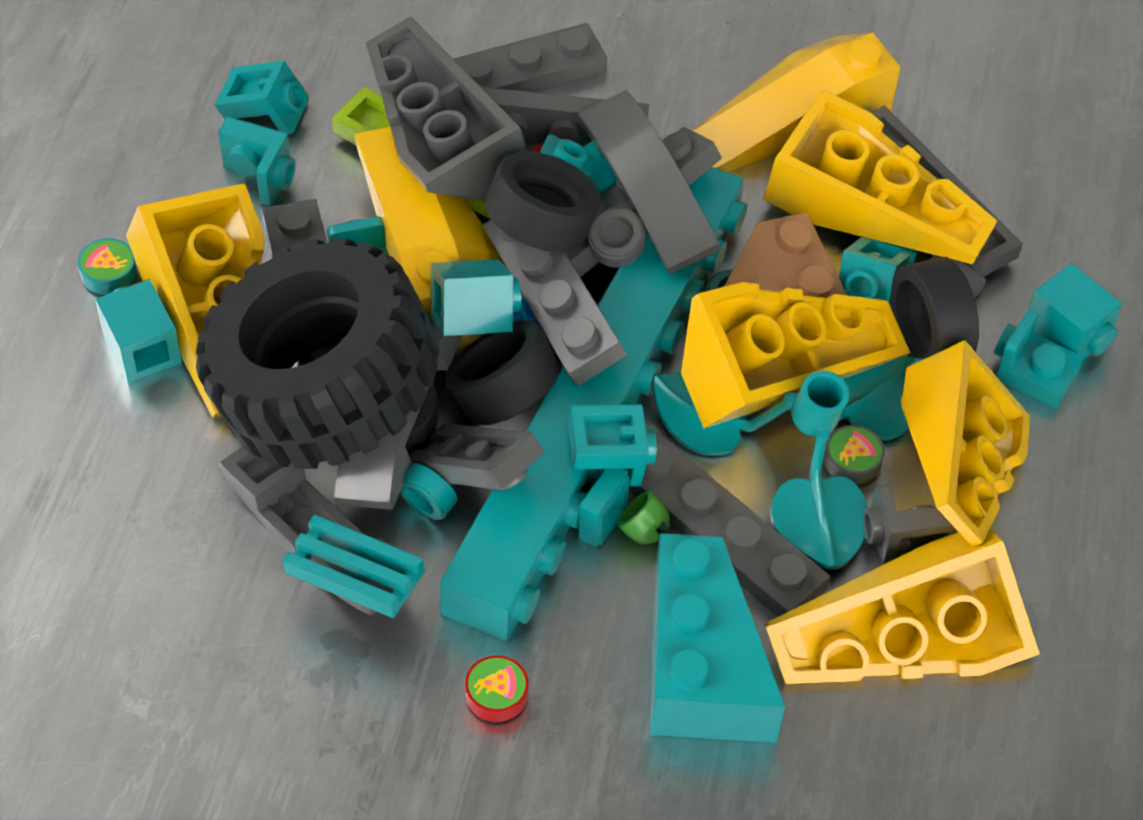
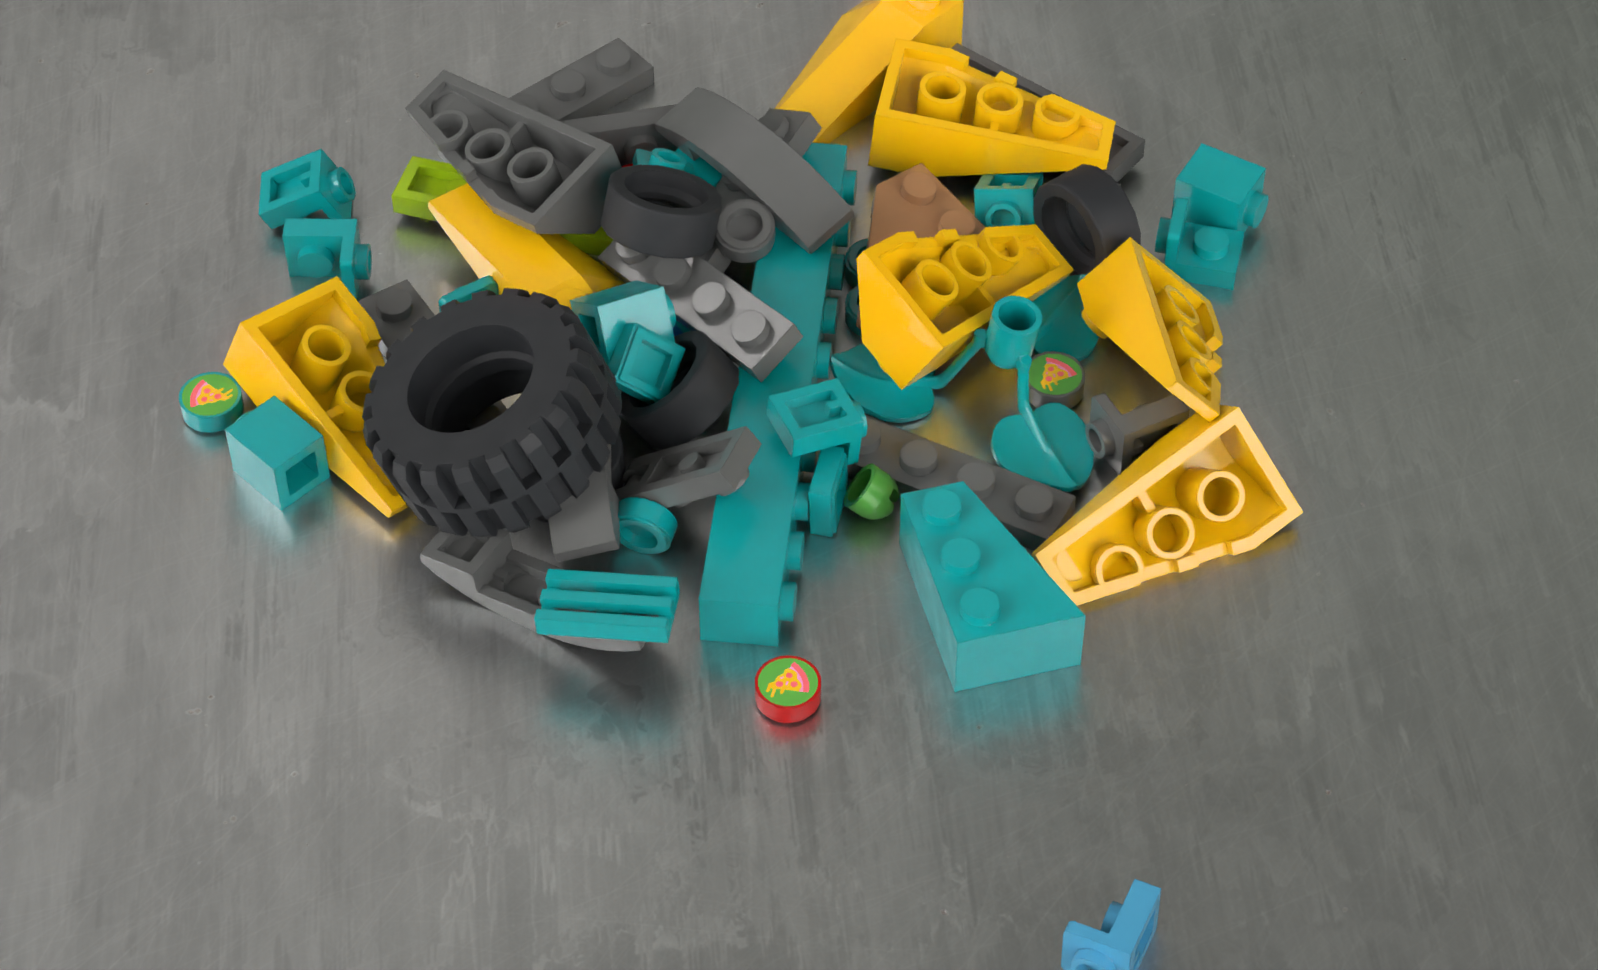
camera: 15 degrees left, 5 degrees down
(475, 341) = (645, 363): none -> teal tile

